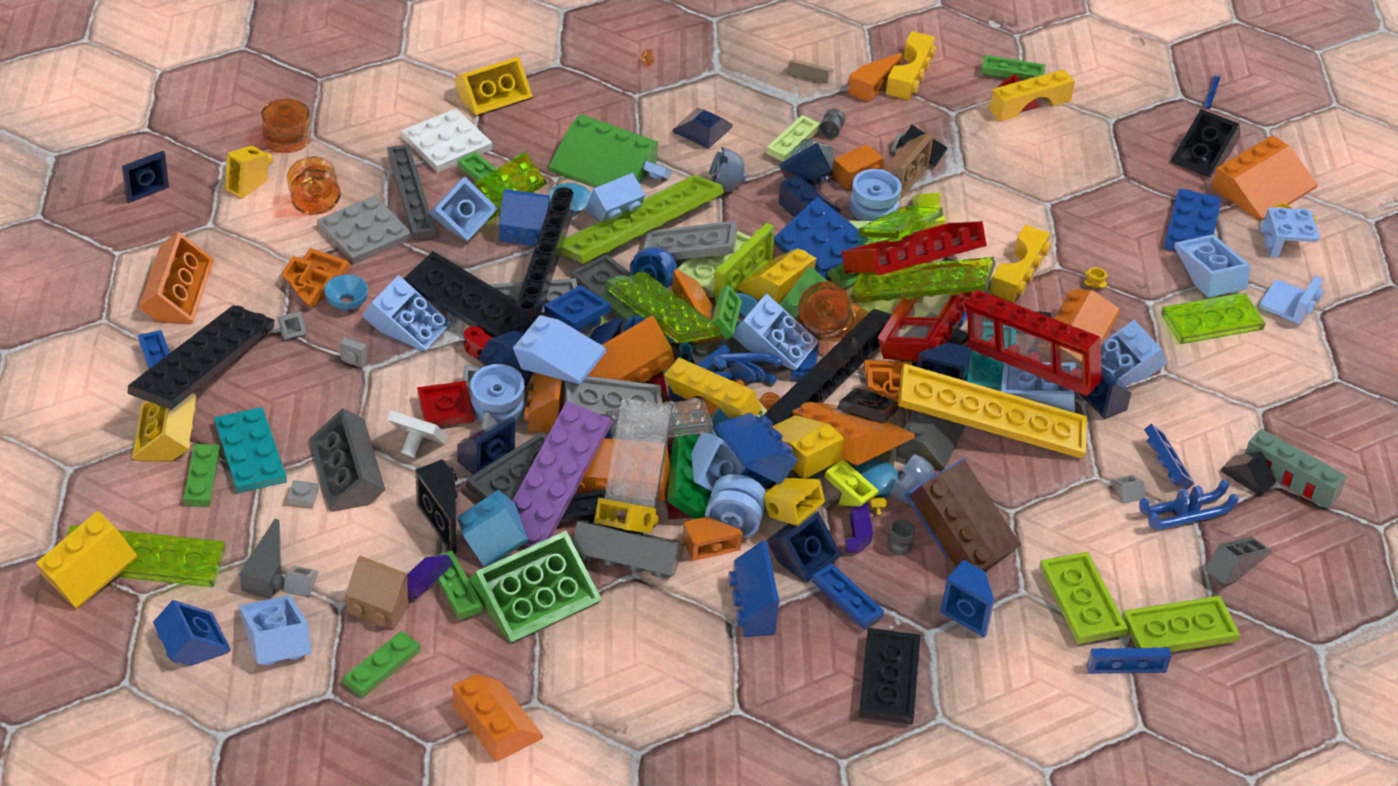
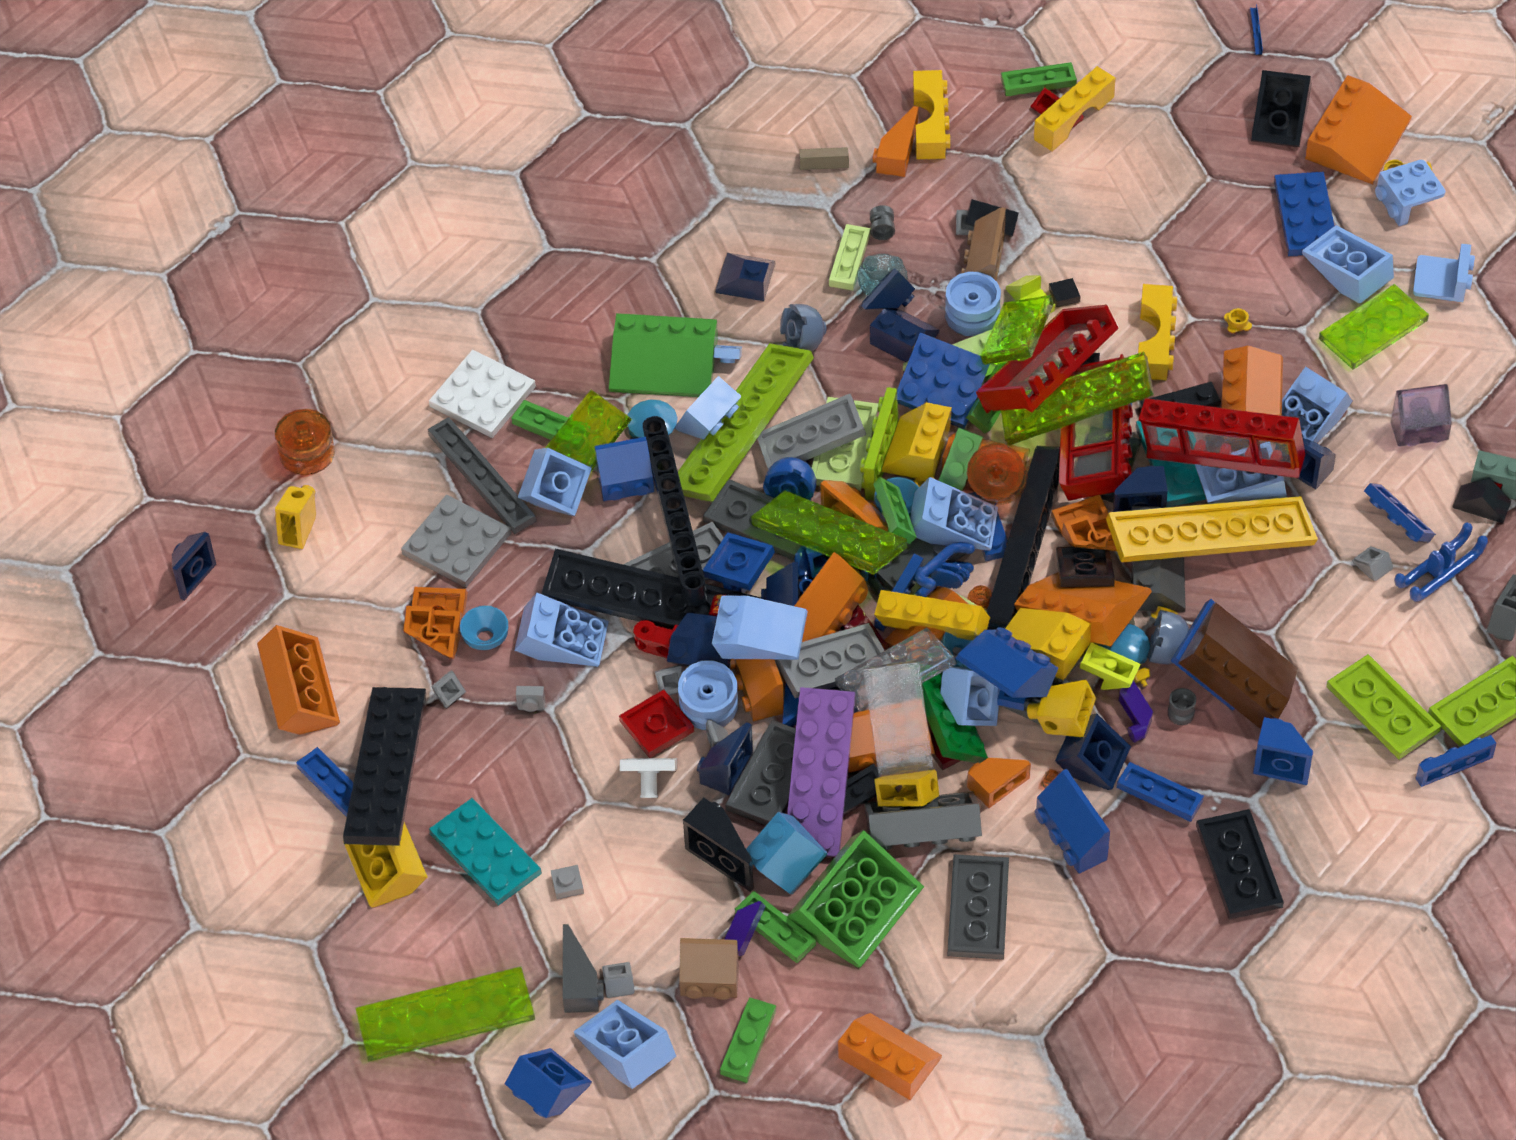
camera: 15 degrees left, 10 degrees up
(86, 560) = (403, 1043): yellow slope -> none
(202, 475) = (453, 899): bright green plate -> none
(313, 185) = (381, 510): clear orange wheel -> none
(346, 462) = (594, 830): dark grey slope -> none
(493, 86) = (498, 306): yellow slope -> none
(640, 631) = (978, 906): none -> dark grey tile
(647, 56) = (642, 204): clear orange rock -> none
(737, 502) = (1011, 732): light blue wheel -> none
(850, 164) = (935, 270): orange brick -> none
(958, 213) = (1064, 292): none -> black tile
(1222, 388) = (1421, 415): none -> clear purple slope

